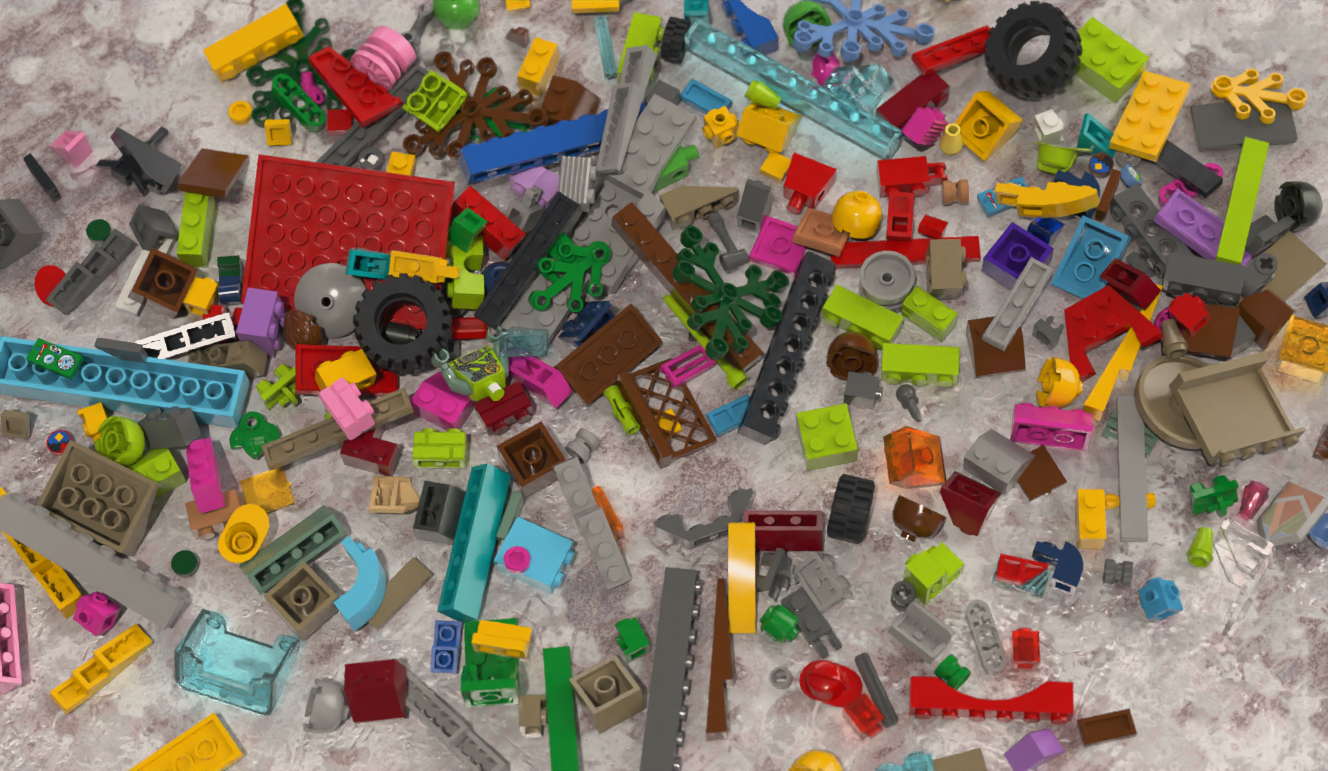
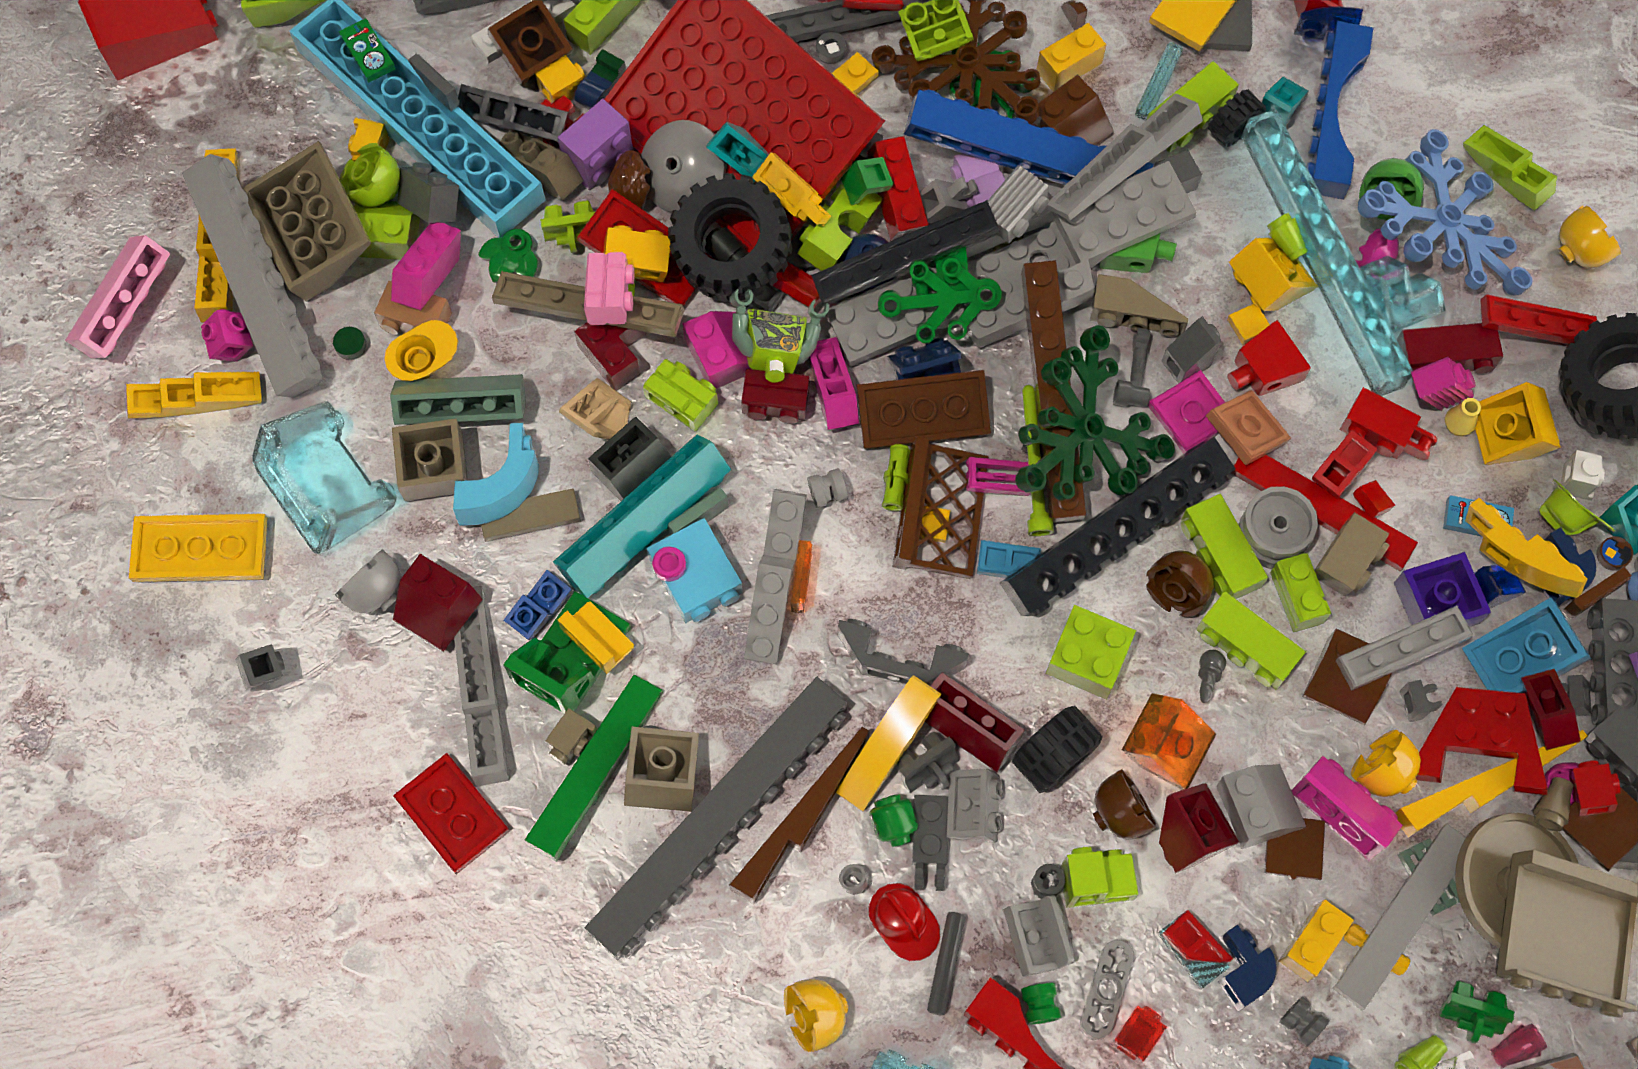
camera: 30 degrees right, 5 degrees up
(16, 424) = (292, 93): dark tan tile -> none
(58, 441) = (324, 135): tile -> none
(268, 490) = (482, 324): clear yellow piece -> none
(523, 342) = (840, 336): clear light blue slope -> none
(531, 458) = (762, 464): reddish brown brick -> none
(632, 639) = (728, 728): green brick -> none
(703, 98) = (1225, 204): dark azure tile -> none
(720, 127) = (1218, 242): yellow brick -> none
(857, 214) = (1298, 432): yellow cylinder -> none
(862, 390) = (1166, 627): dark grey brick -> none
(863, 717) = (910, 985): clear red brick -> none
(949, 192) = (1419, 474): medium nougat wheel -> none

